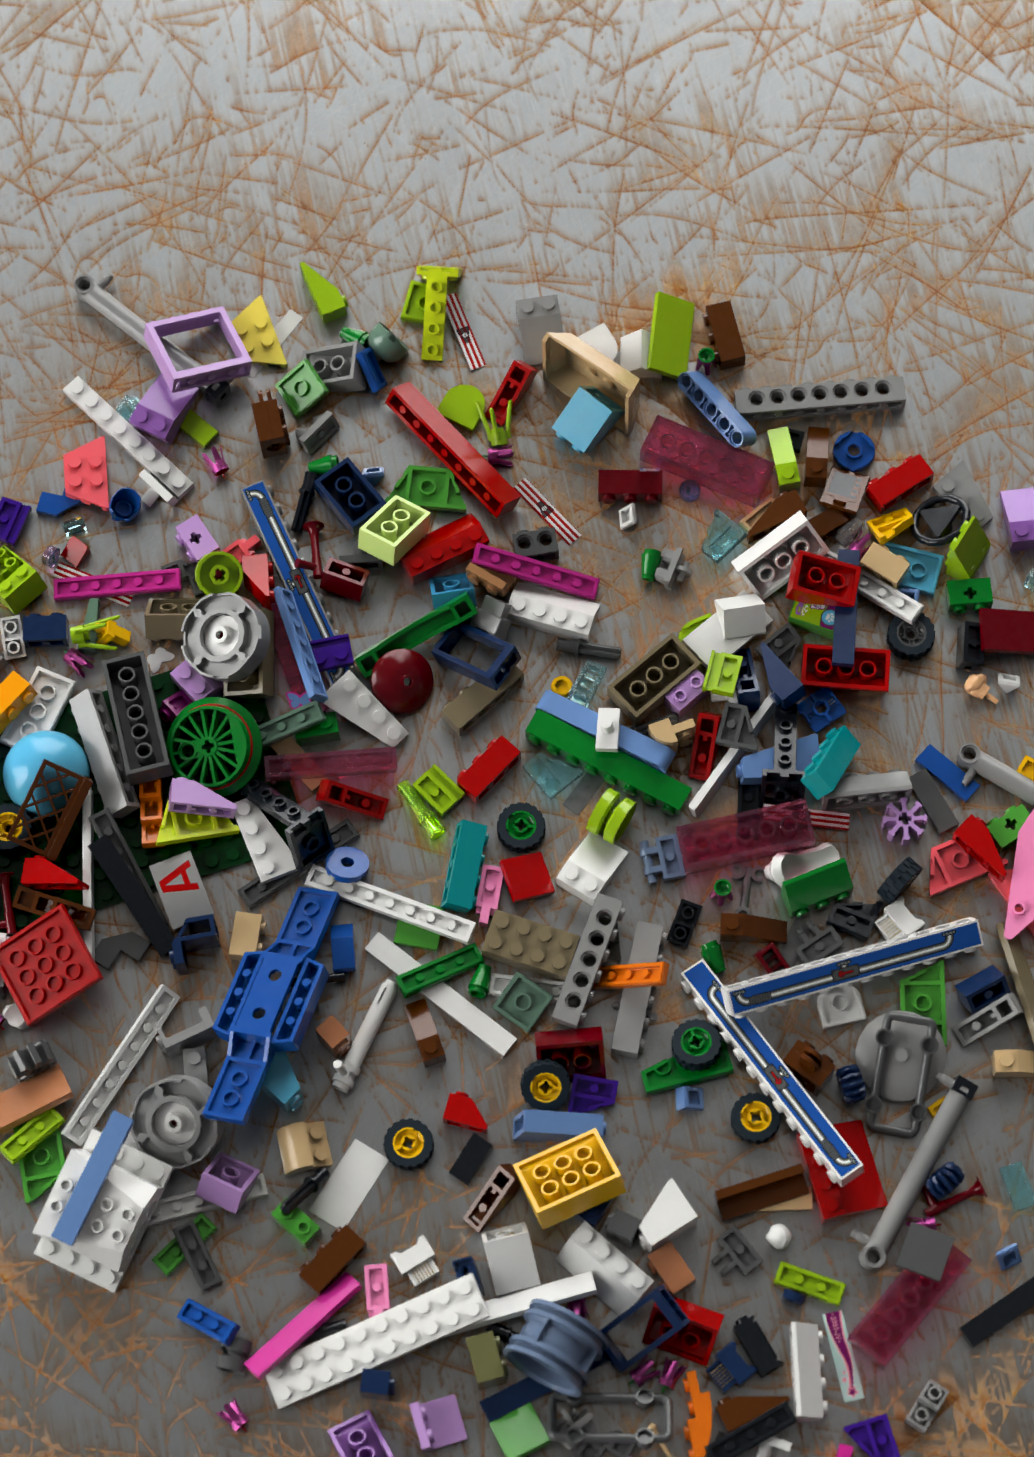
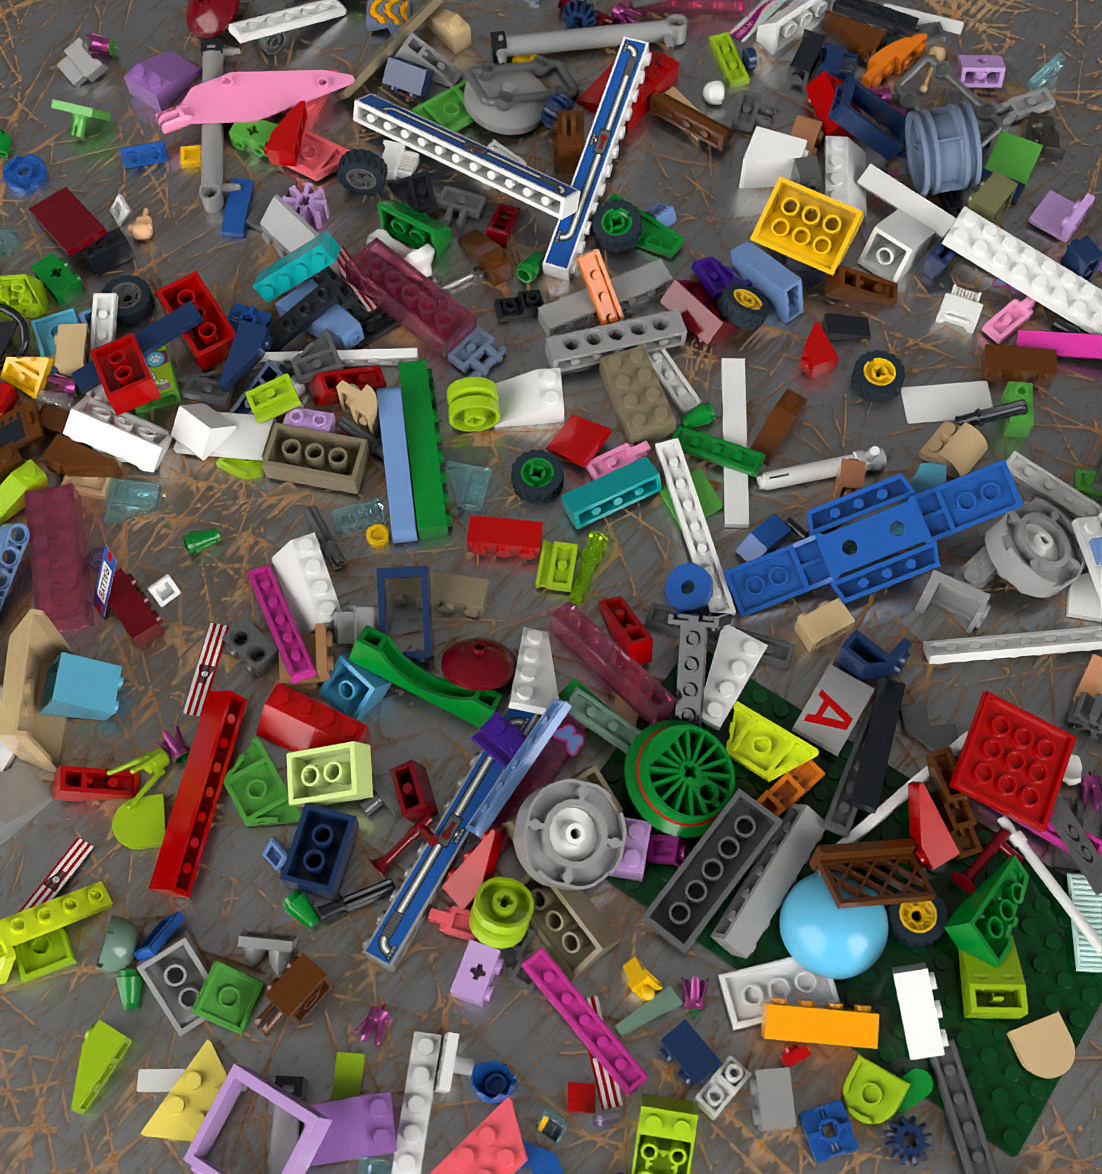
camera: 130 degrees left, 5 degrees down
(81, 633) = (670, 1003): lime plant -> none
(155, 660) = (623, 920): white sticker -> none
(193, 798) = (749, 755): lavender slope -> none
(227, 1182) = (1041, 475): lavender slope -> none
(523, 1002) = (688, 372): sand green tile -> none
(608, 729) = (396, 451): white tile -> none
(675, 561) = (191, 514): light grey hips -> none
(722, 889) = (470, 288): green piece -> none
(757, 1131) = (635, 171): black wheel -> none

